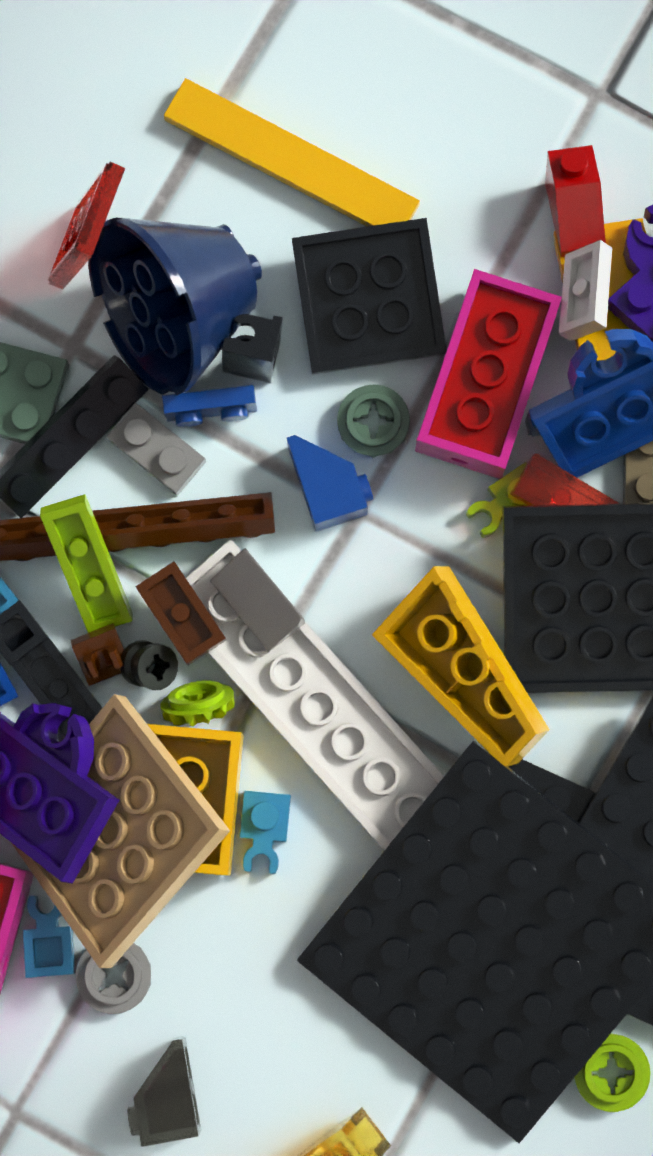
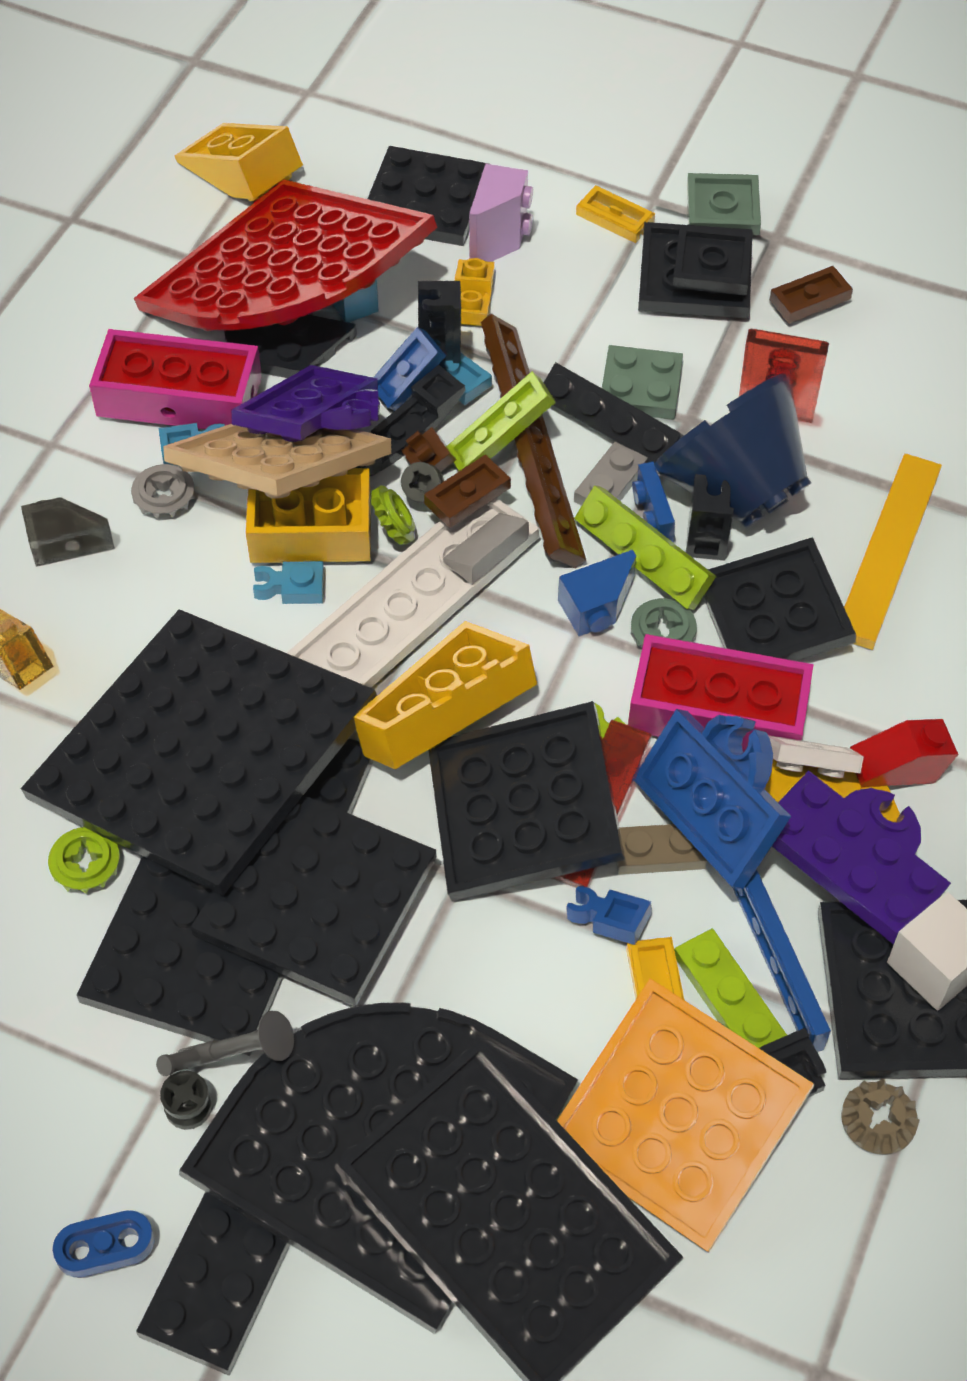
camera: 80 degrees right, 25 degrees down
(269, 424) = (655, 554): none -> lime plate

